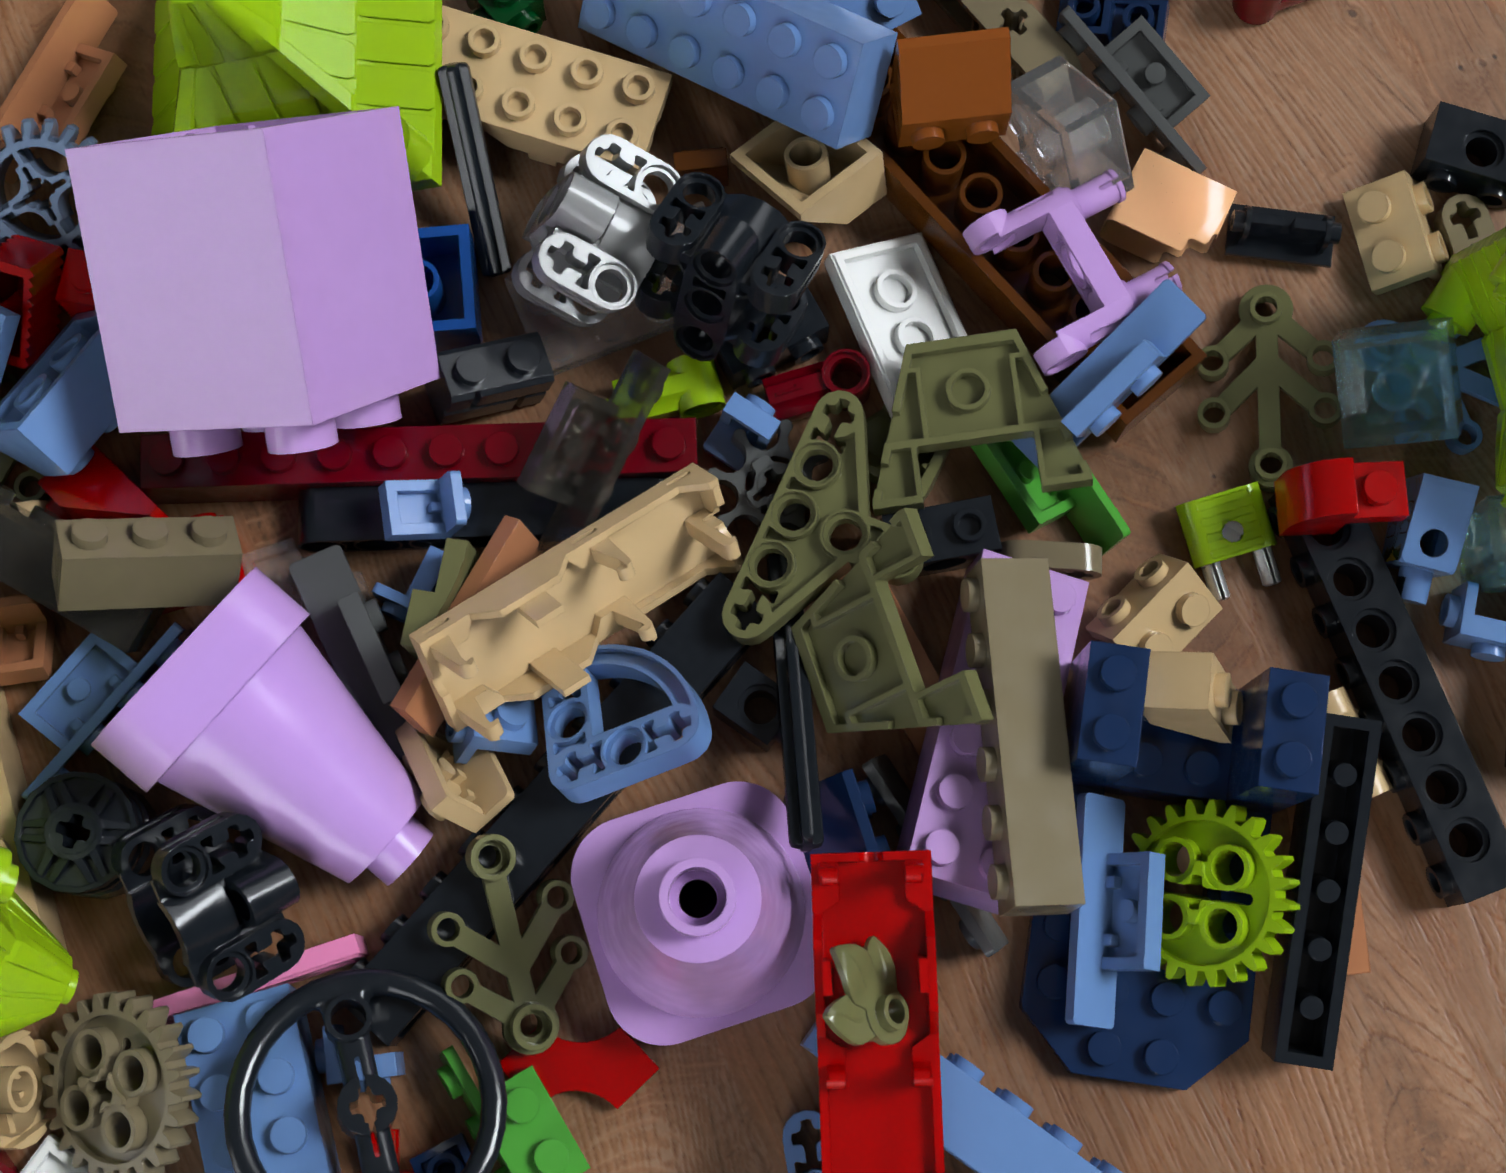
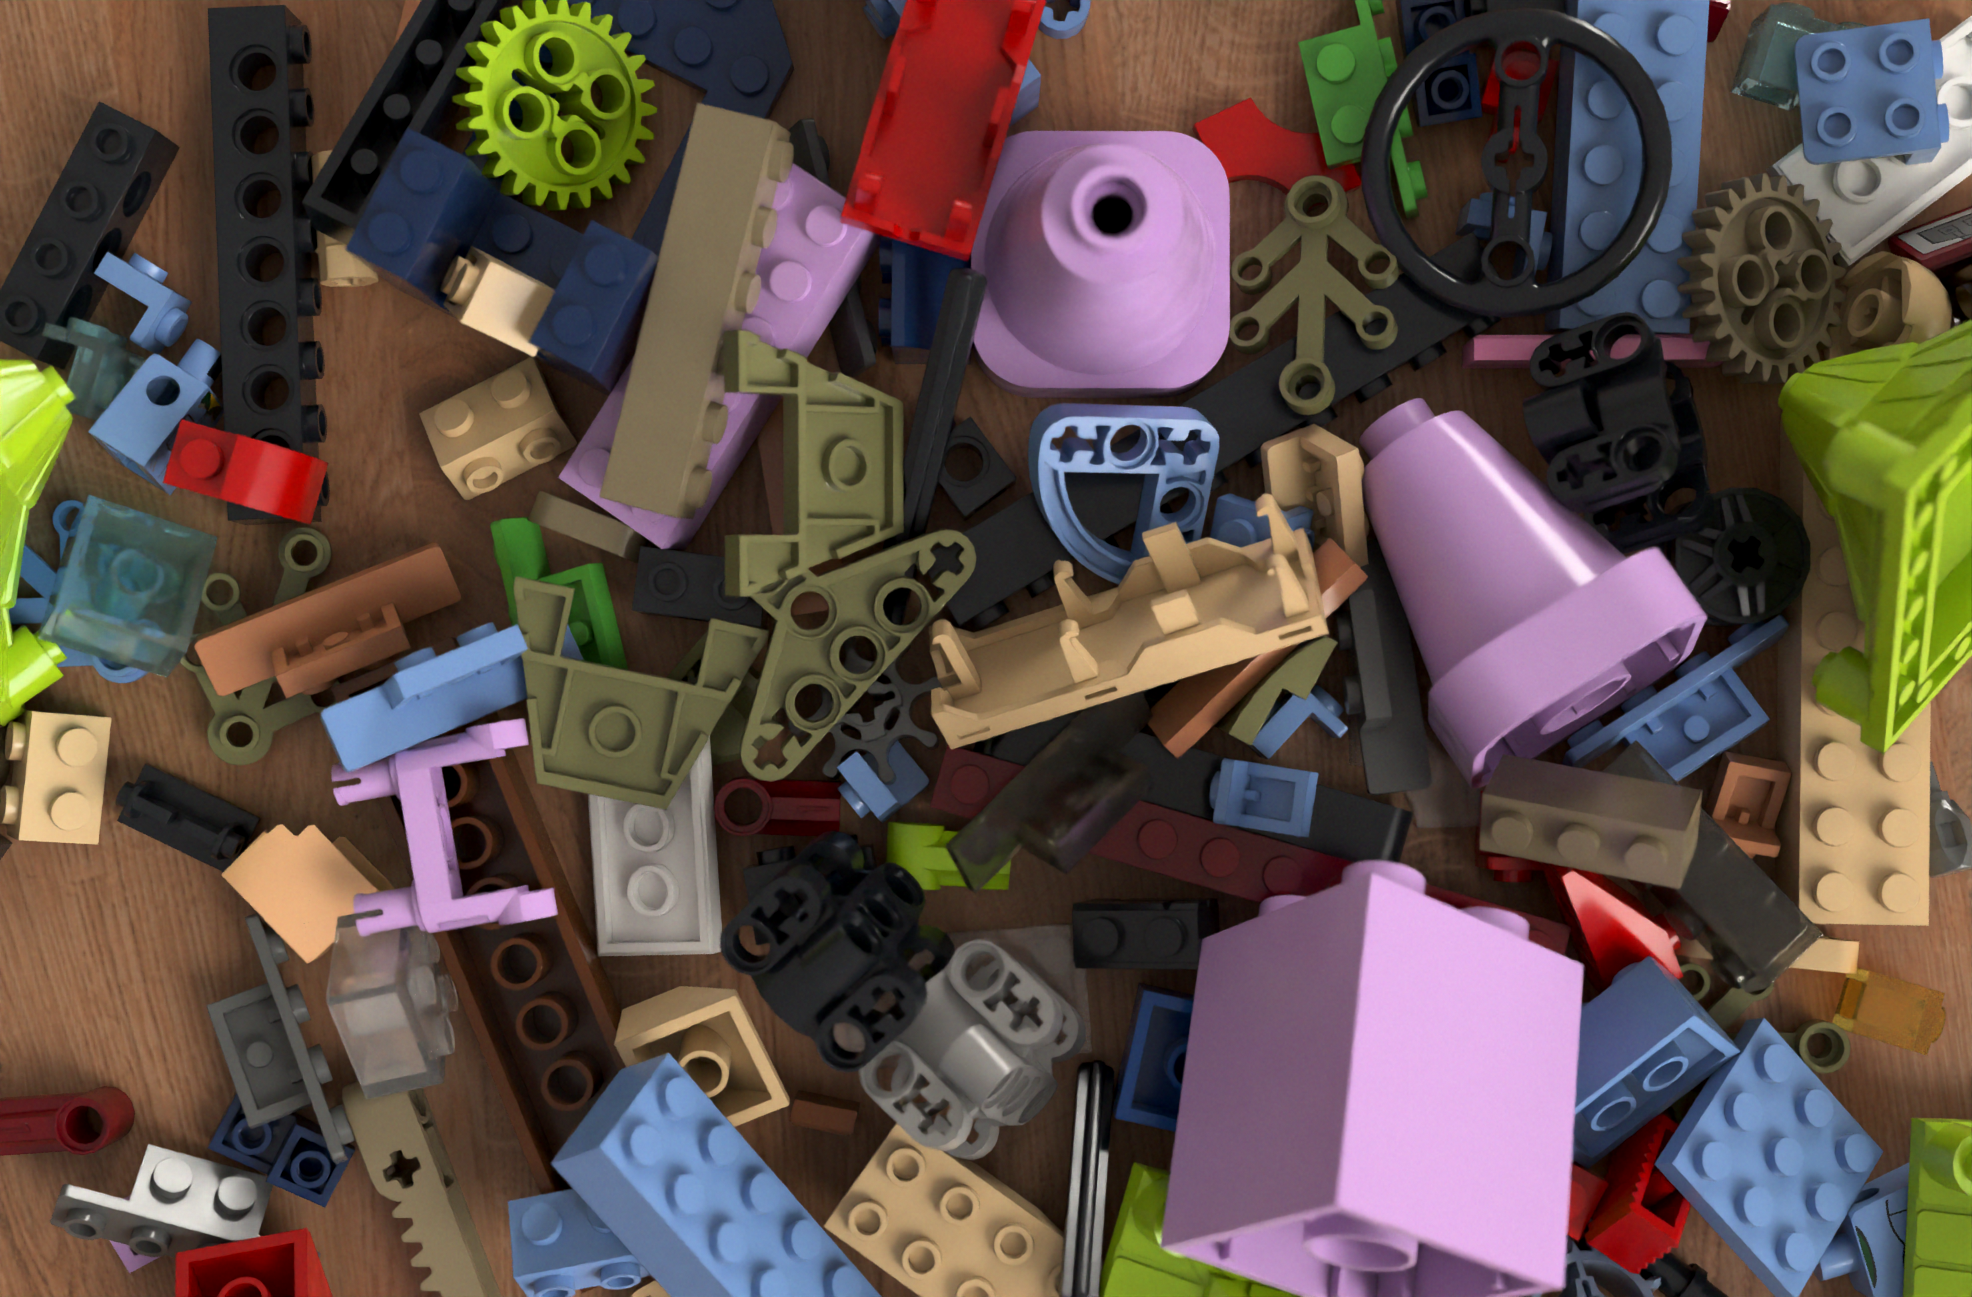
camera: 165 degrees left, 10 degrees up
(871, 1003) = (956, 77): olive plate -> none
(952, 88) = (509, 1084): dark orange slope -> none
(1121, 913) = (653, 114): medium blue bracket -> none
(1223, 405) = (330, 628): none -> nougat bracket
(1228, 527) = (380, 500): lime piece -> none

